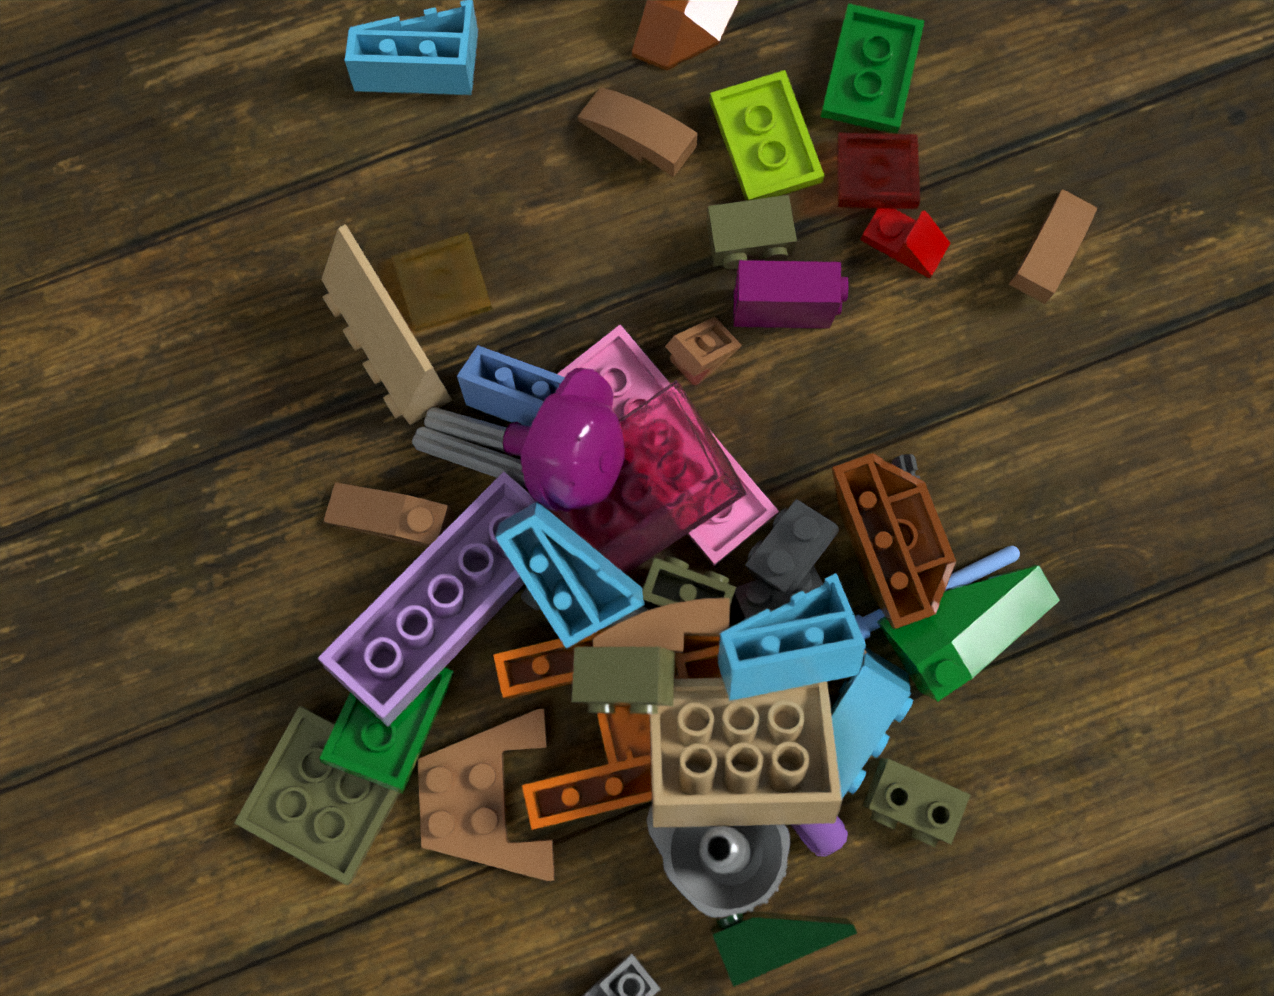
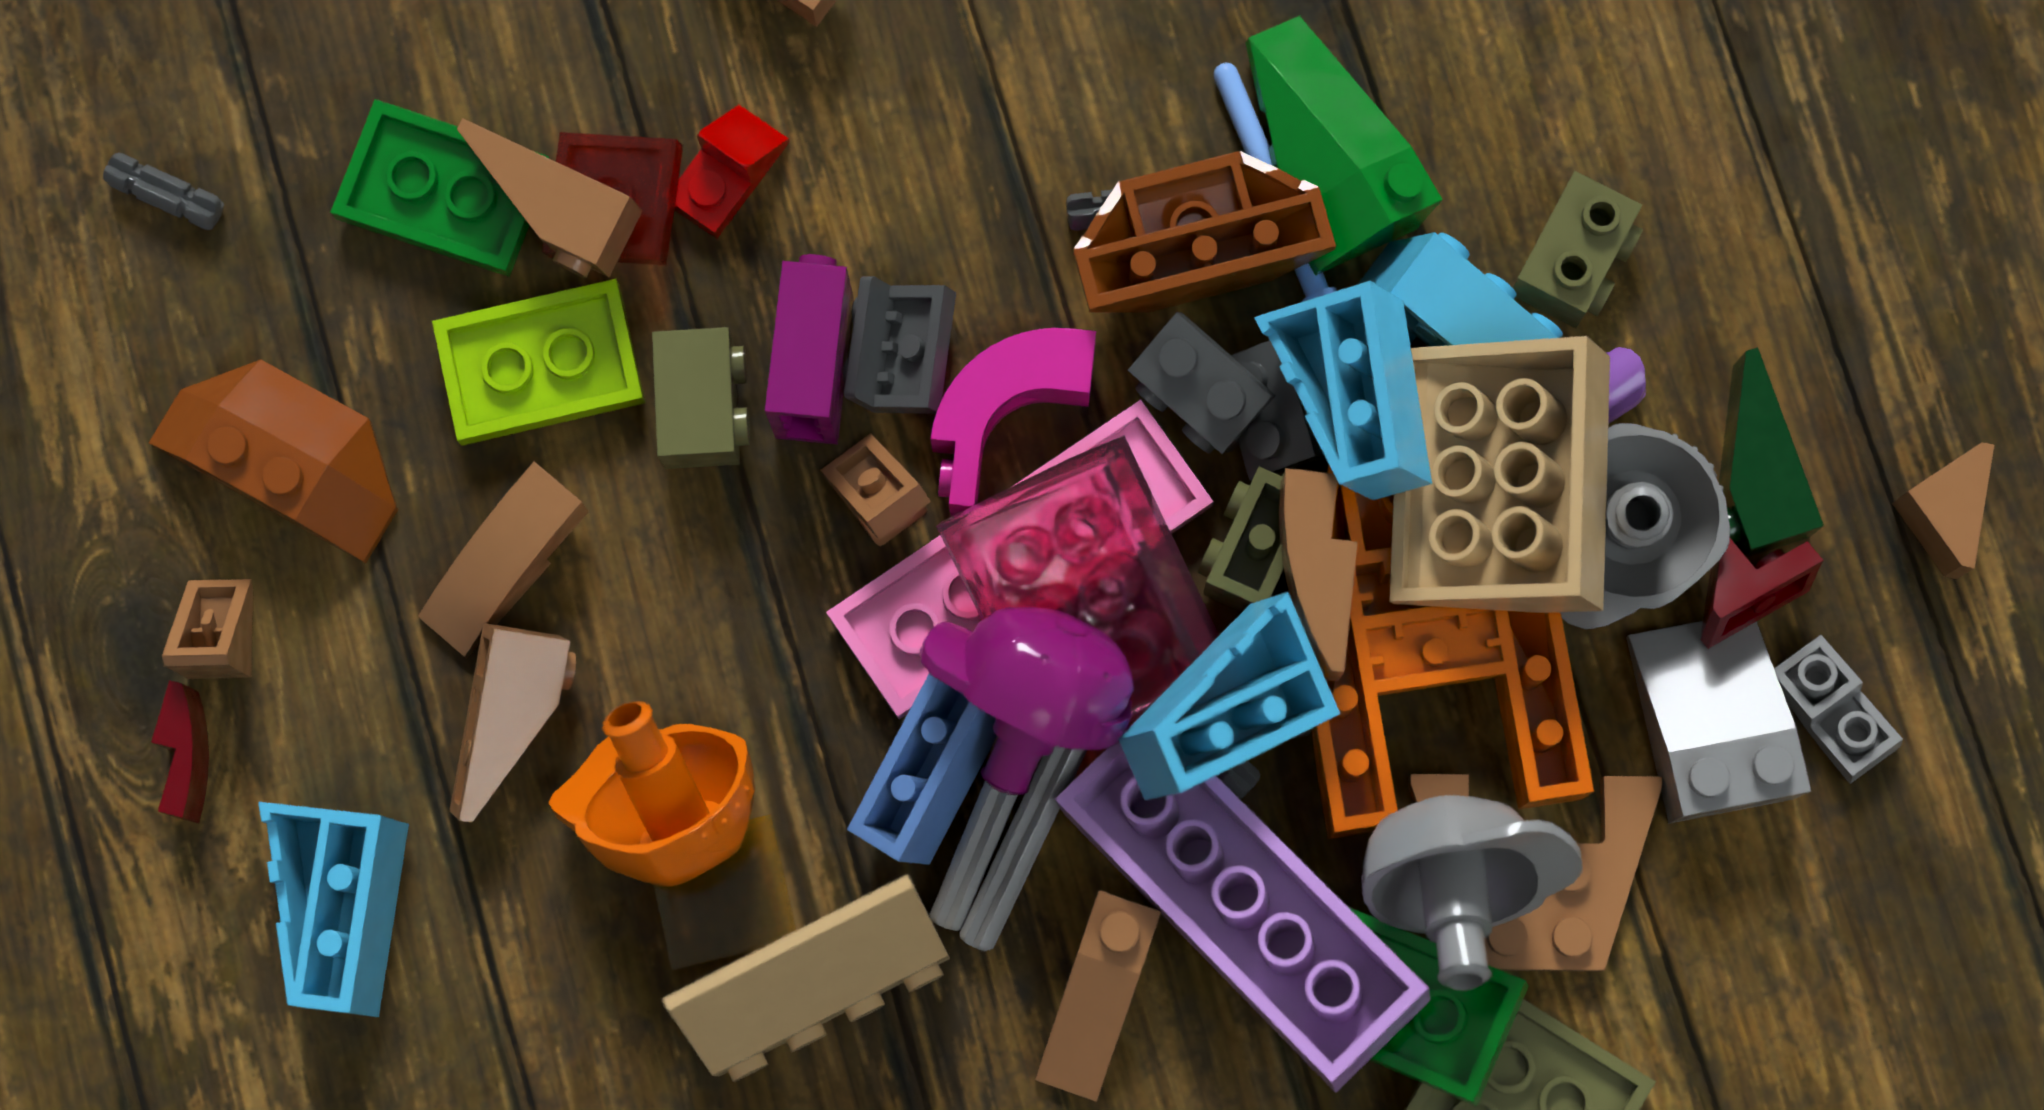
camera: 85 degrees left, 0 degrees up
(468, 735) = (1458, 871): none -> light grey piece
(489, 230) = (659, 798): none -> orange piece
(551, 141) = (510, 701): none -> medium nougat slope
(596, 917) = (1716, 722): none -> light grey slope
(623, 677) = (1392, 631): olive brick -> none
(680, 930) = (1746, 593): none -> dark red slope
(778, 415) = (1012, 373): none -> dark pink arch
(798, 353) = (899, 346): none -> dark grey bracket
(865, 128) = (566, 209): none -> medium nougat slope

